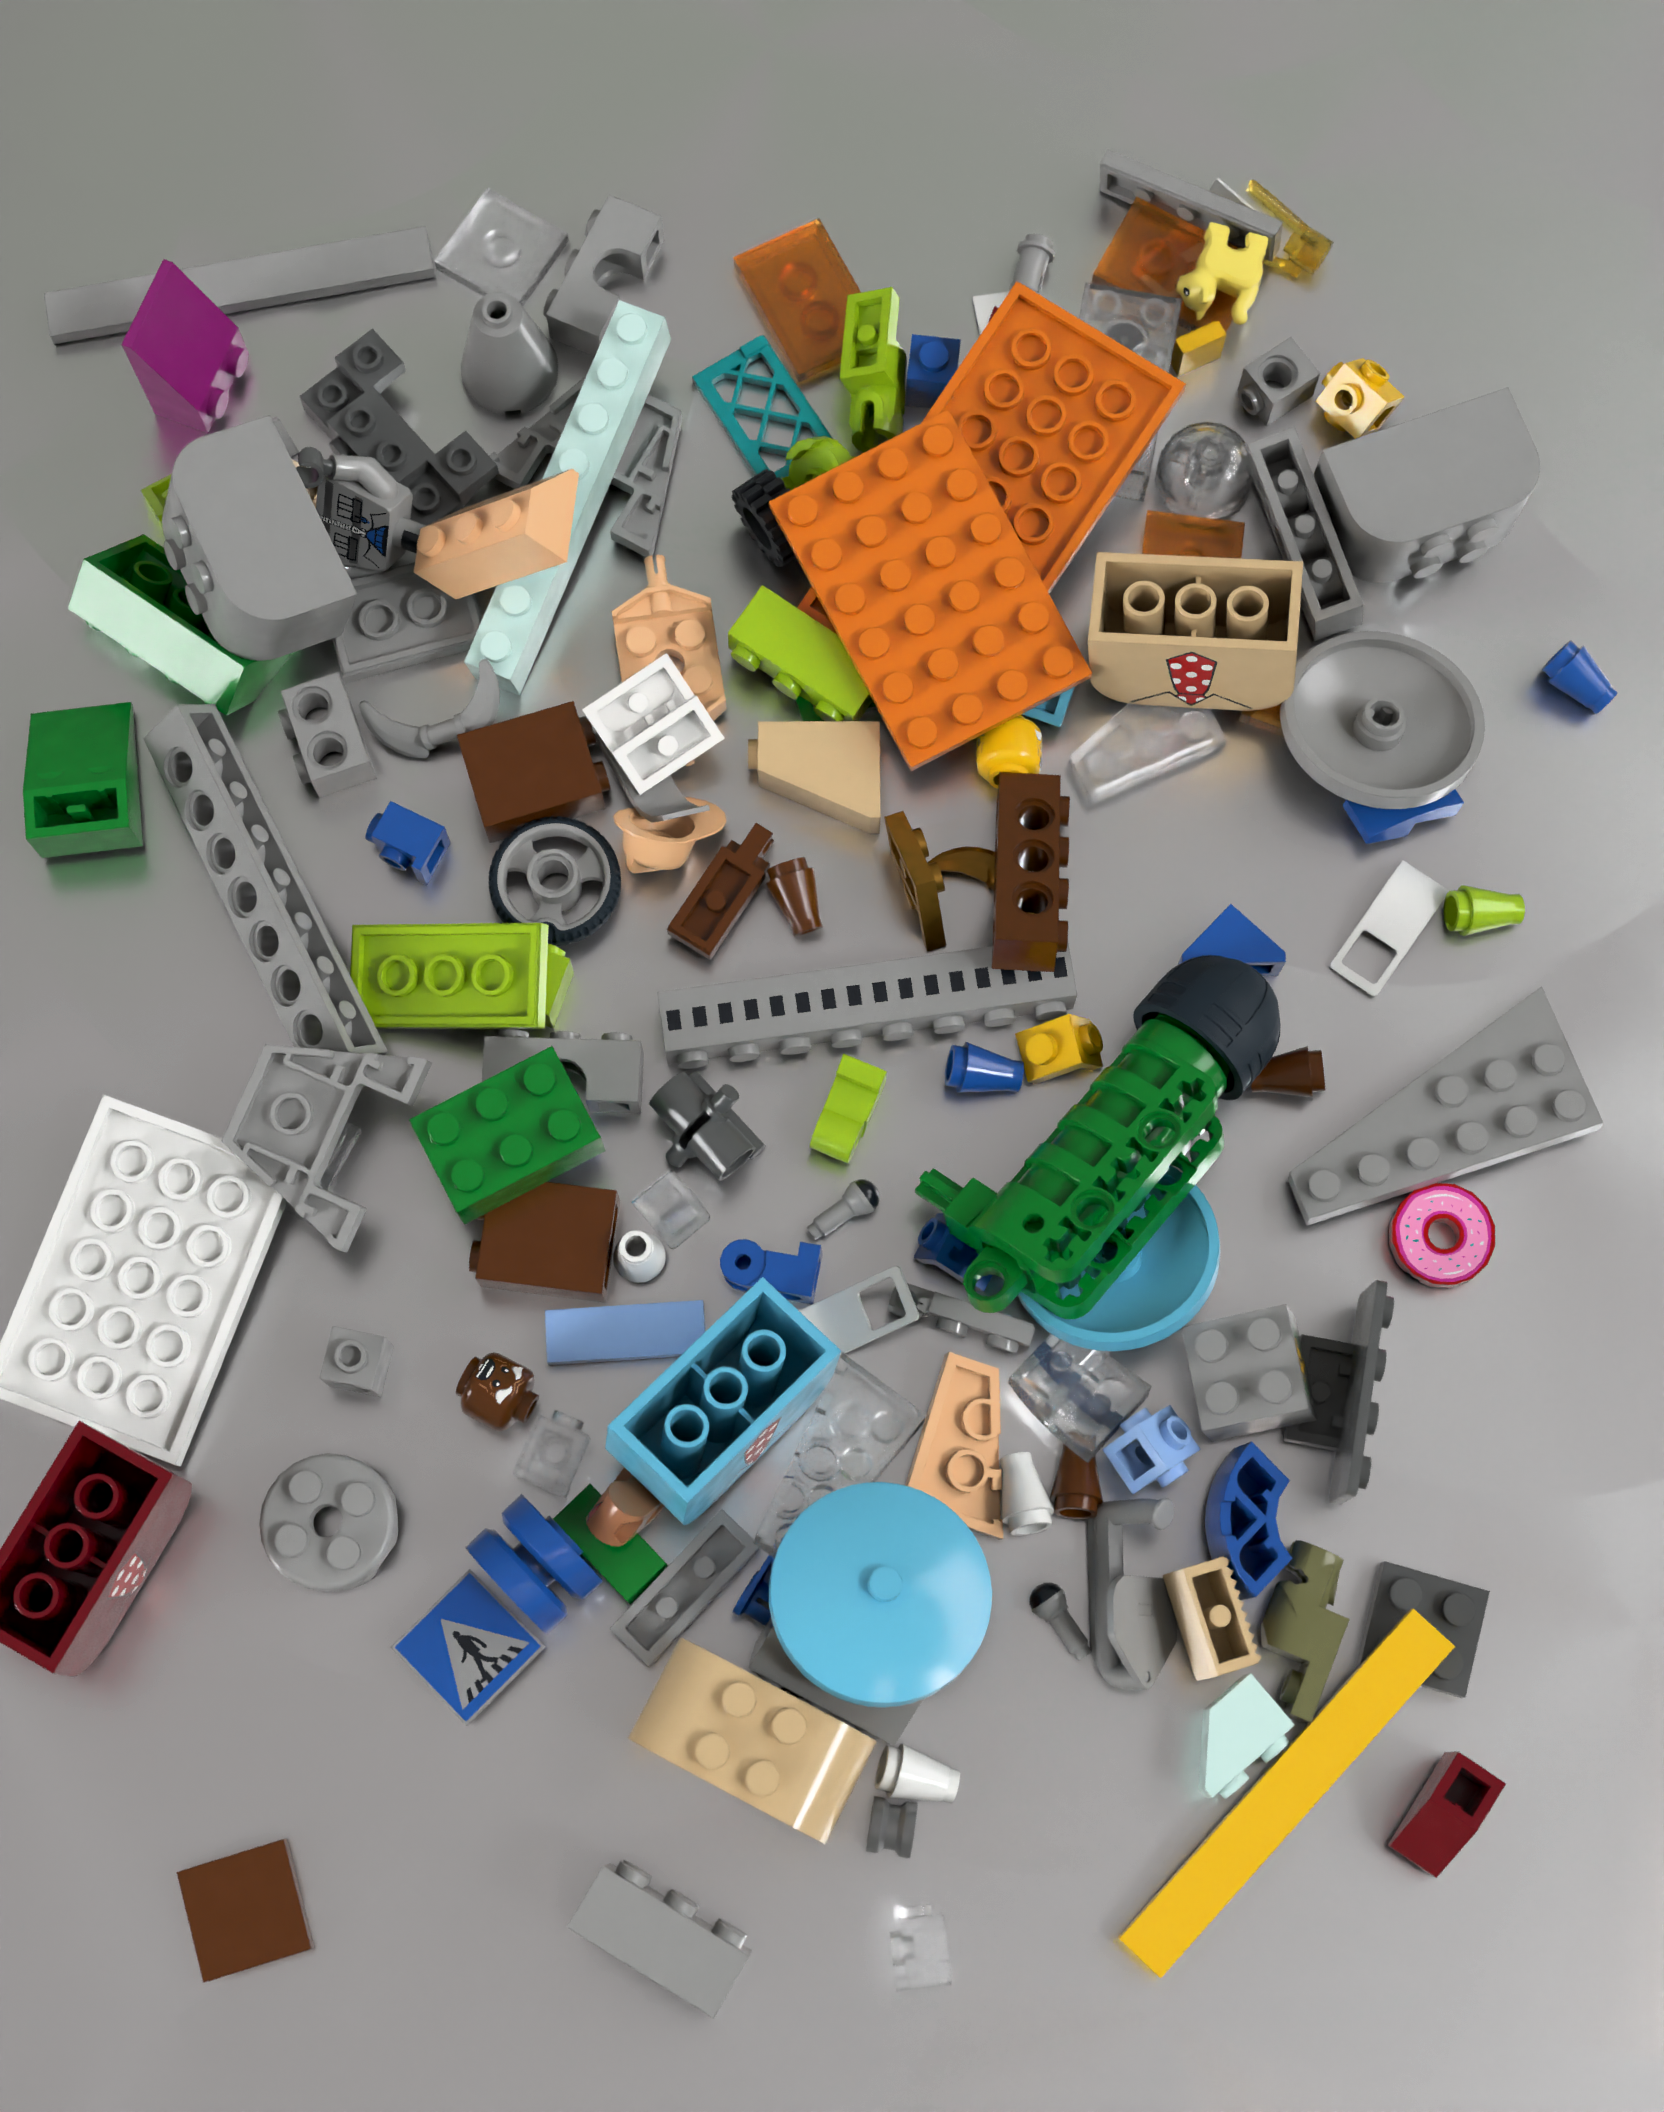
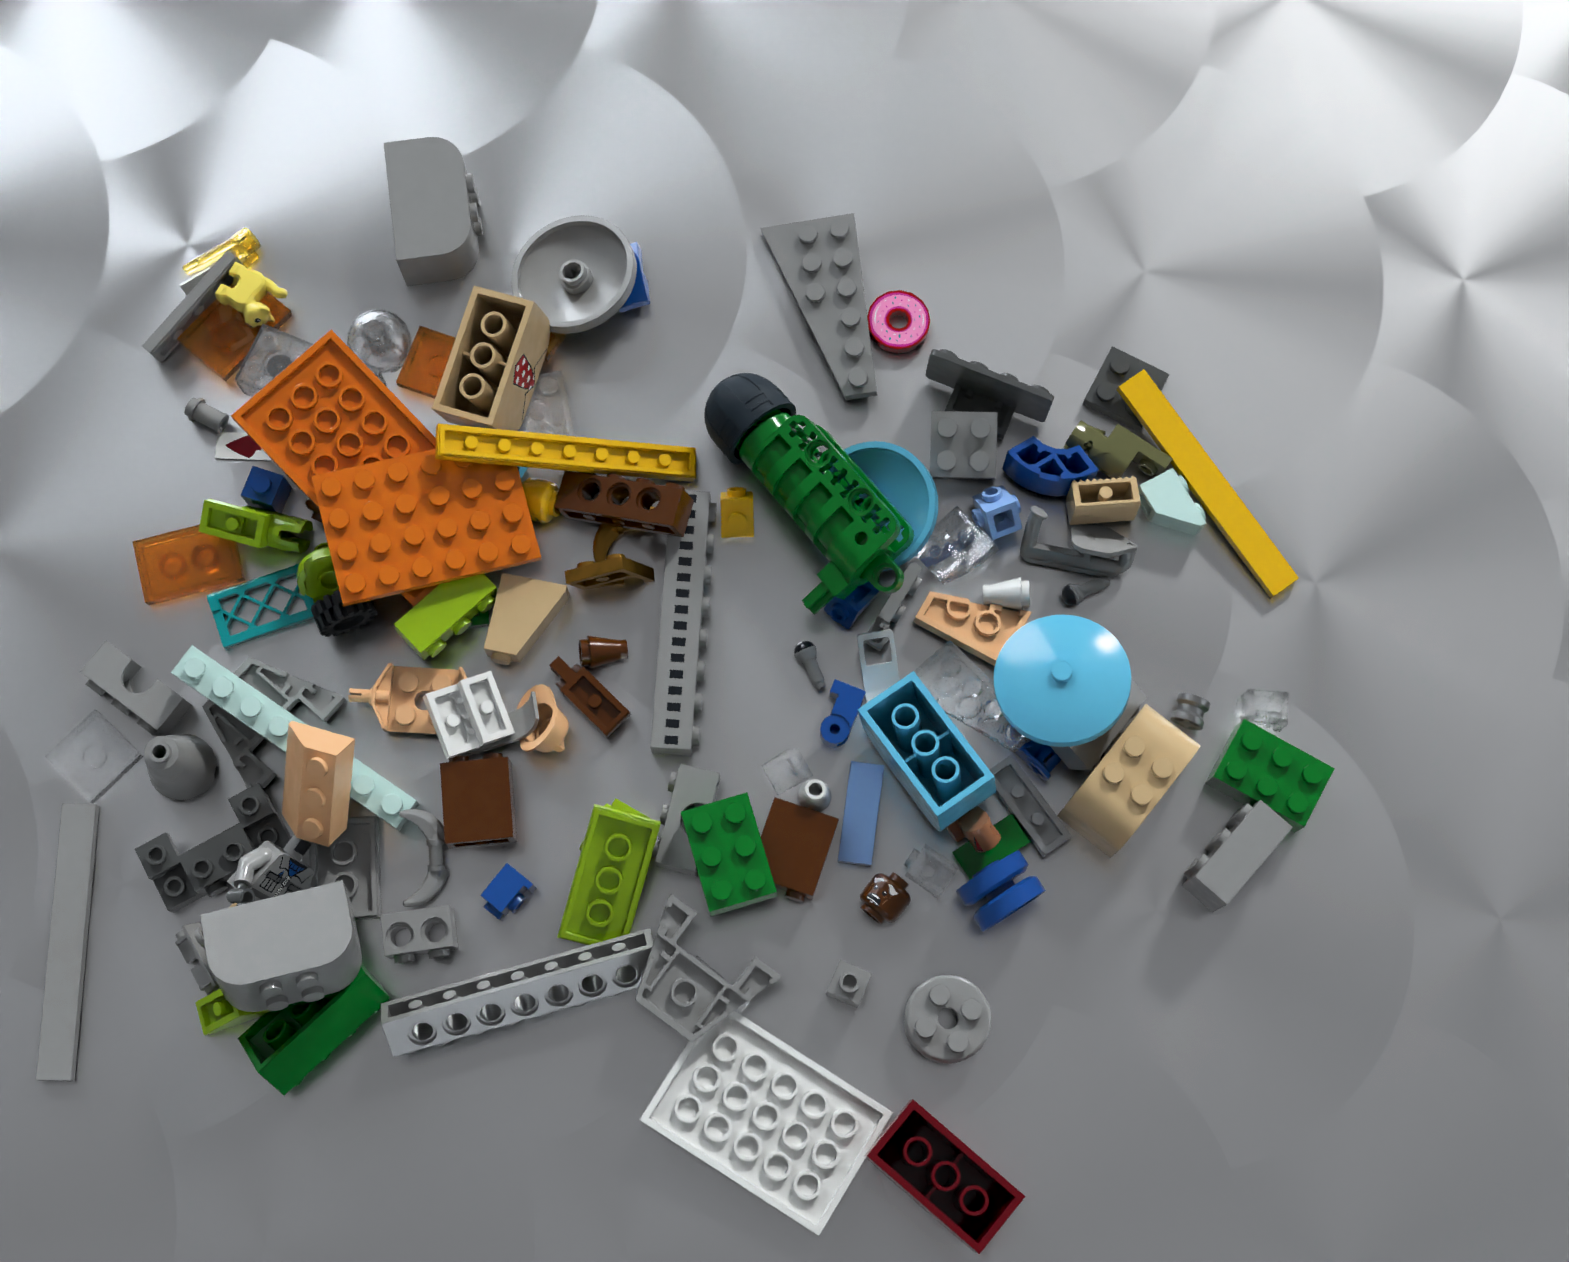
camera: 80 degrees left, 0 degrees up
(82, 781) = (409, 1104): green slope -> none
(184, 350) = (120, 978): magenta slope -> none
(245, 1910) = (1175, 1114): reddish brown tile -> none
(468, 1647) = (1040, 944): piece -> none
(597, 863) = (551, 771): light grey wheel -> none
(705, 1124) = (741, 736): dark grey pin -> none
(809, 1978) = (1270, 770): none -> green brick
(848, 1108) = (748, 647): lime leg -> none
(915, 1776) = (1163, 691): white cone -> none
(980, 1070) = (740, 564): blue cone -> none
(1076, 1487) = (1008, 562): reddish brown cone -> none
(1082, 767) = (564, 452): none -> yellow tile
(1198, 348) = (293, 321): yellow tile -> none
(1238, 938) = (693, 394): blue slope -> none
(1282, 364) = (329, 271): light grey brick -> none
(1292, 1073) = (784, 375): reddish brown cone -> none
(1305, 533) = (434, 288): light grey brick -> none
(1358, 397) = (356, 237): yellow brick -> none
(1395, 919) = (699, 300): white piece -> none
(1446, 1812) = (1233, 398): dark red slope -> none
(1479, 910) = (705, 251): lime cone -> none
(1579, 677) = (571, 157): blue cone -> none

